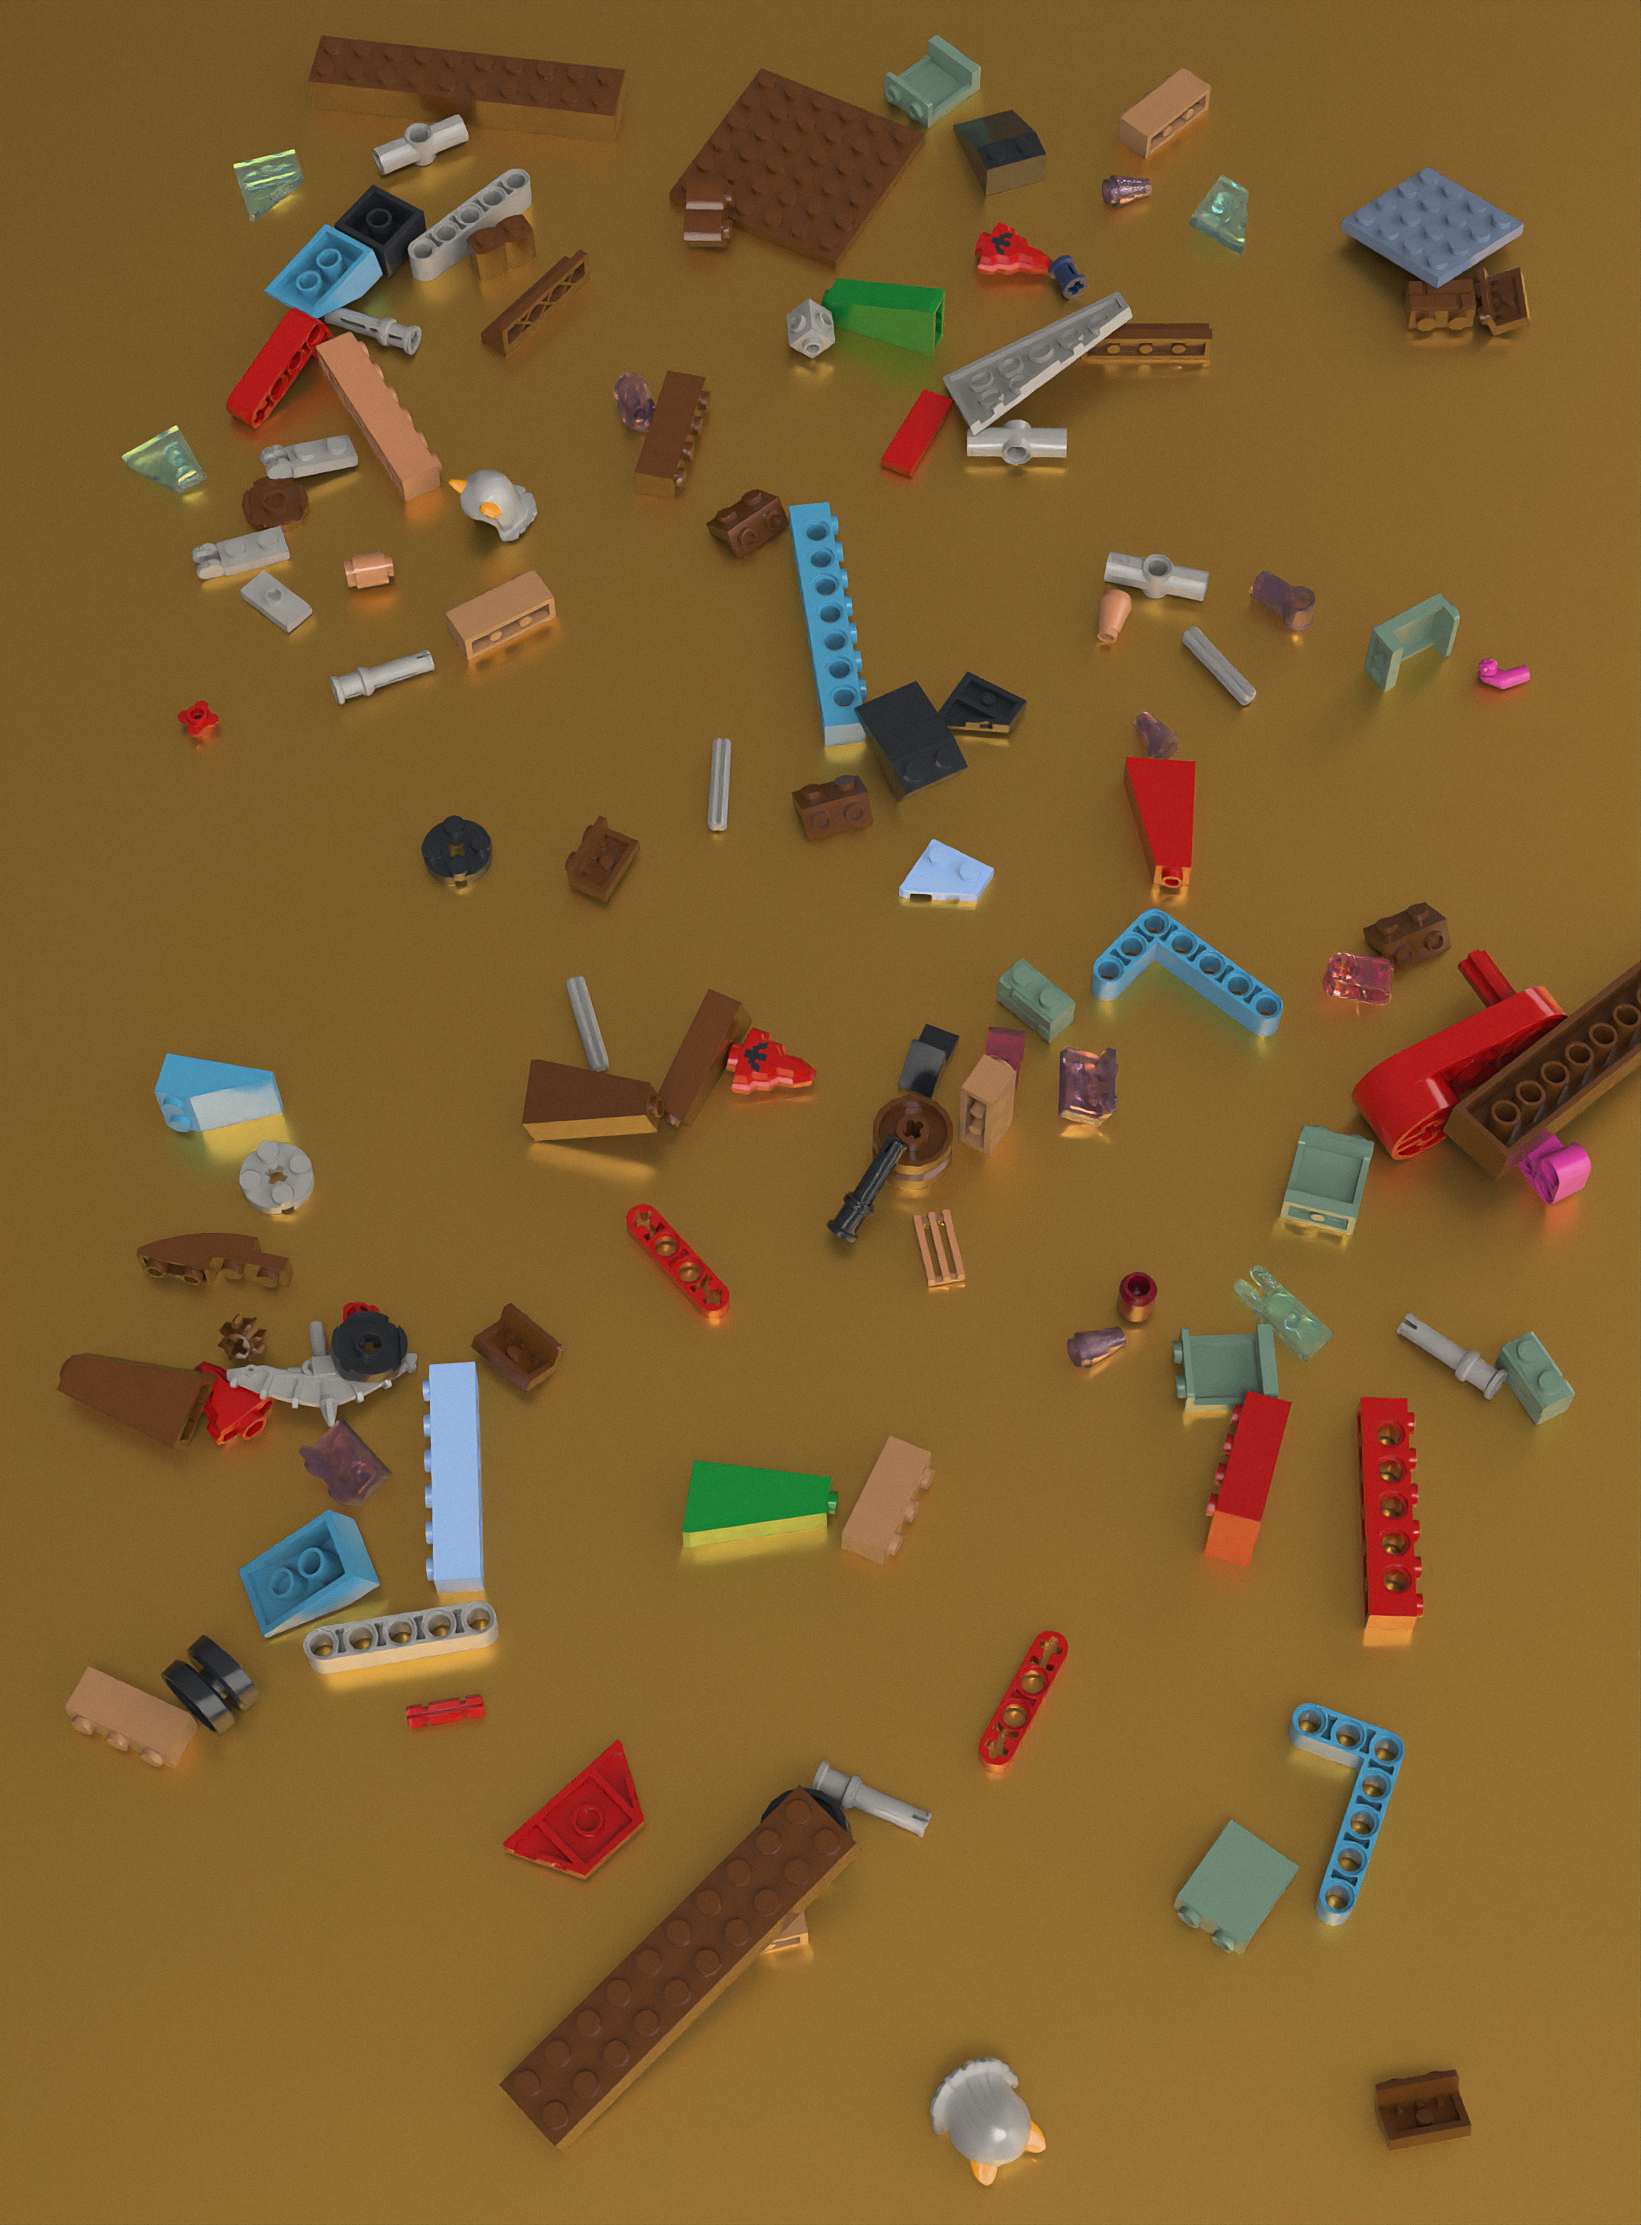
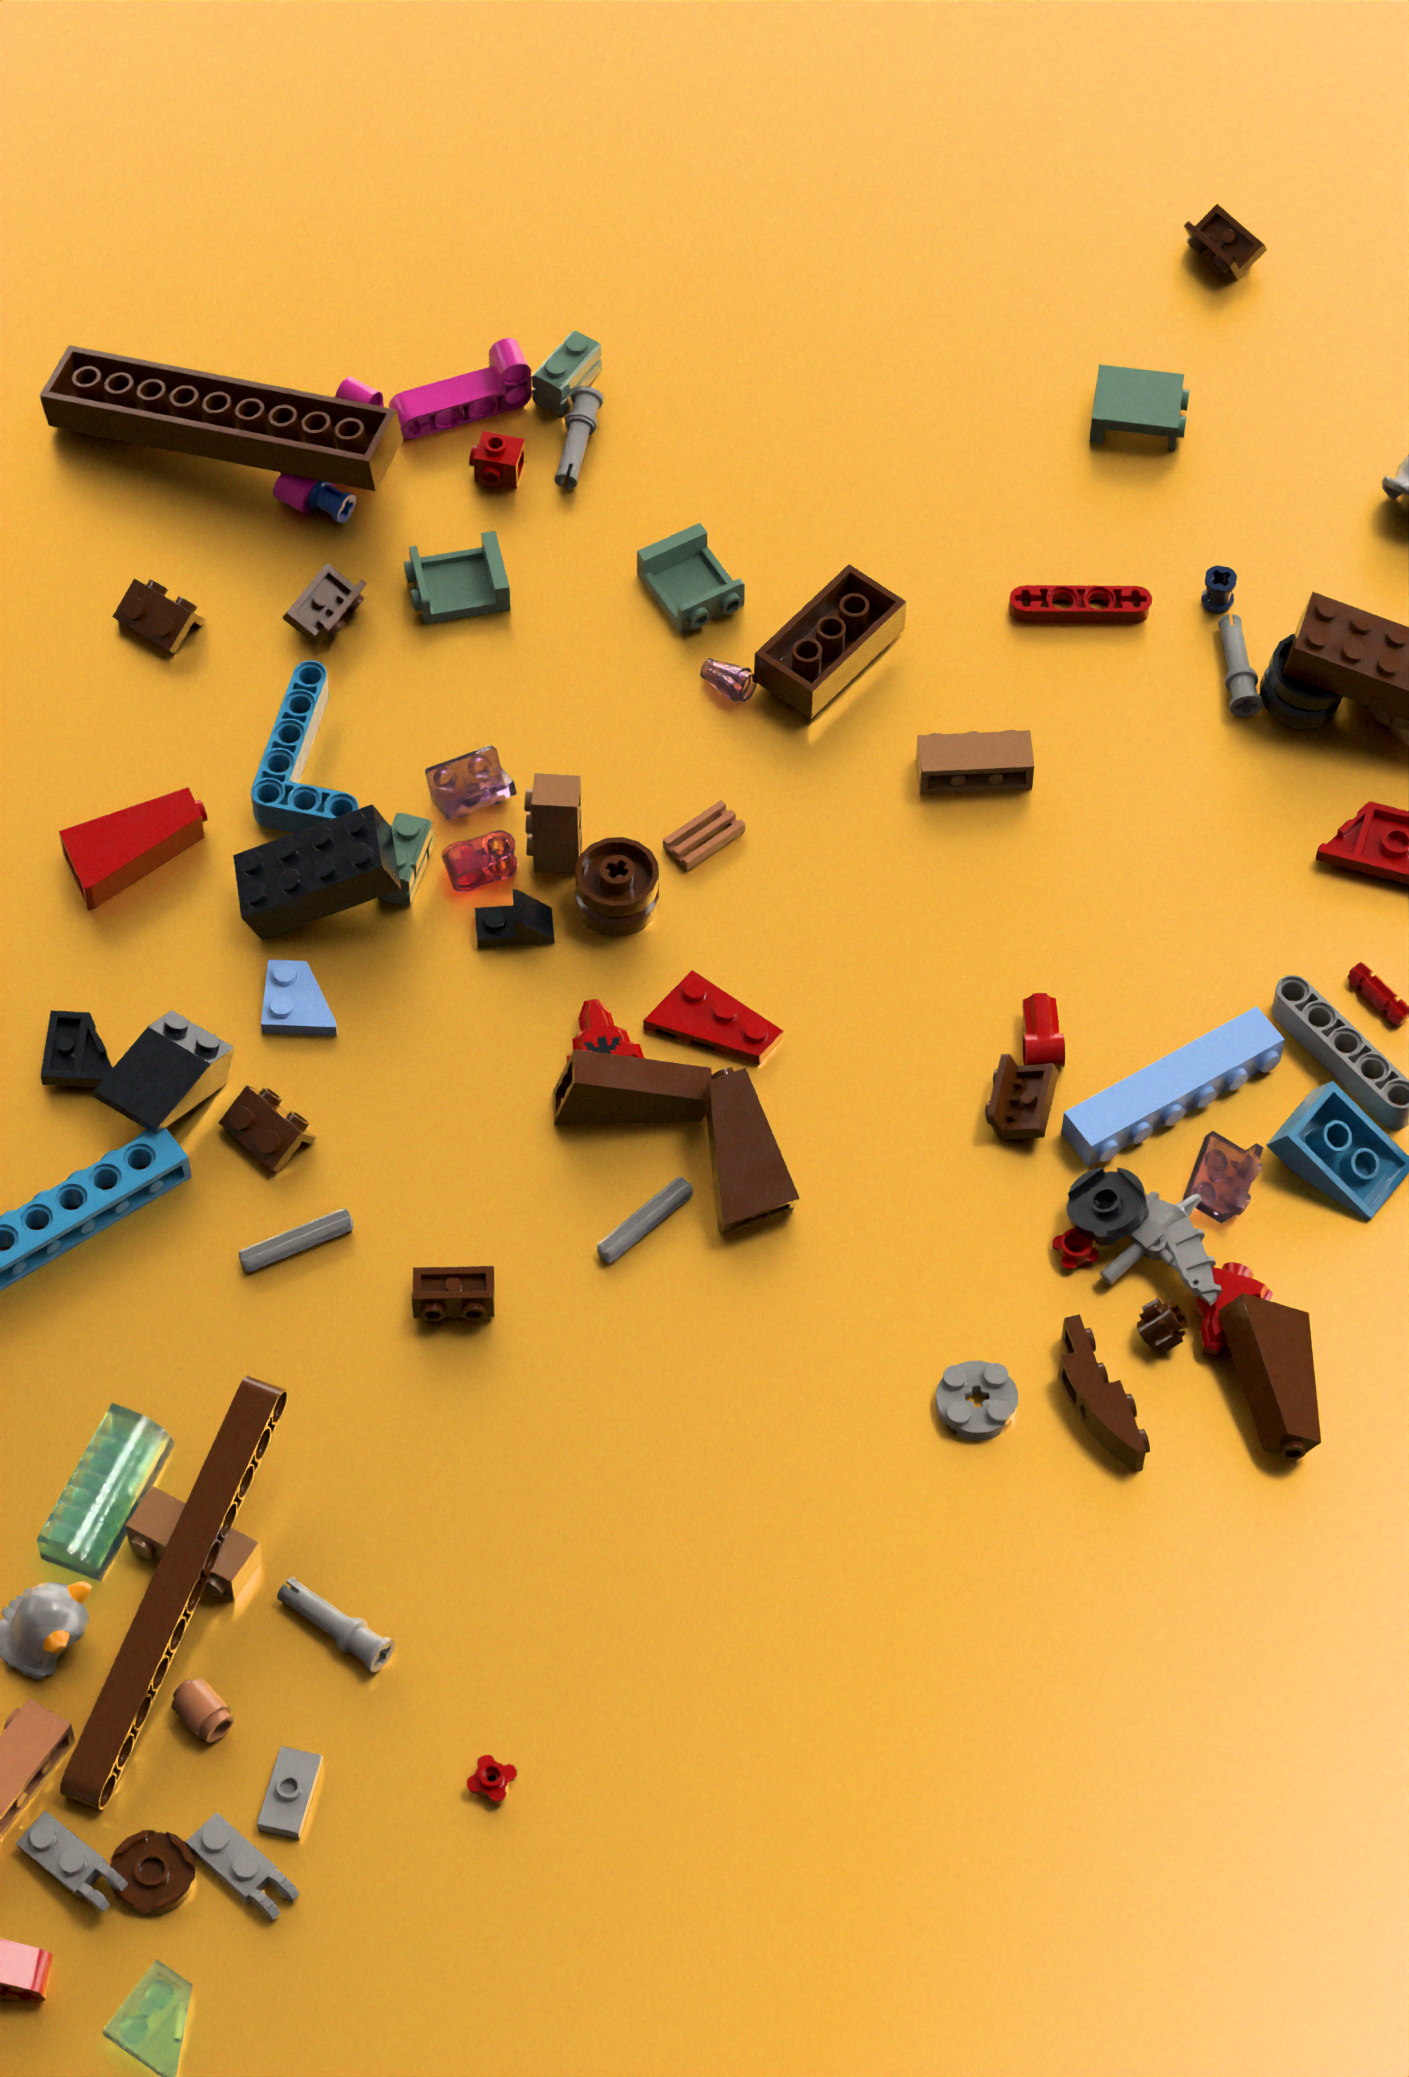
camera: 120 degrees left, 5 degrees down
(213, 1094) = (941, 1482): dark azure slope -> none
(451, 834) = (506, 1416): black plate -> none
(460, 574) = (173, 1593): none -> reddish brown beam
(563, 1397) = (1041, 1026): none -> red piece
(580, 580) = (105, 1492): none -> clear light blue brick
(680, 1259) = (847, 1025): red beam -> none
(745, 1164) = (713, 1017): none -> red wing
(753, 1502) = (1045, 857): green slope -> none
(860, 1202) = (708, 893): black pin -> none
(956, 1837) = (1218, 595): none -> dark blue bush
(1042, 915) = (316, 872): none -> black brick
(1084, 1440) = (830, 641): none -> reddish brown brick
(1137, 1297) = (667, 659): dark red brick -> none
(1156, 737) = (33, 892): cone -> none
(1245, 1477) = (786, 521): red wedge -> none
(1288, 1316) = (609, 564): clear light blue hinge -> none
(1346, 1055) = (323, 603): none -> reddish brown bracket
(1360, 1806) = (1020, 353): dark azure beam -> none
(1361, 978) = (230, 632): clear pink piece -> none
(1383, 1606) = (753, 427): red brick -> none
(1417, 1088) = (348, 528): red beam -> none
(1453, 1273) = (498, 459): none -> red brick
(1547, 1303) = (469, 396): none -> dark pink beam

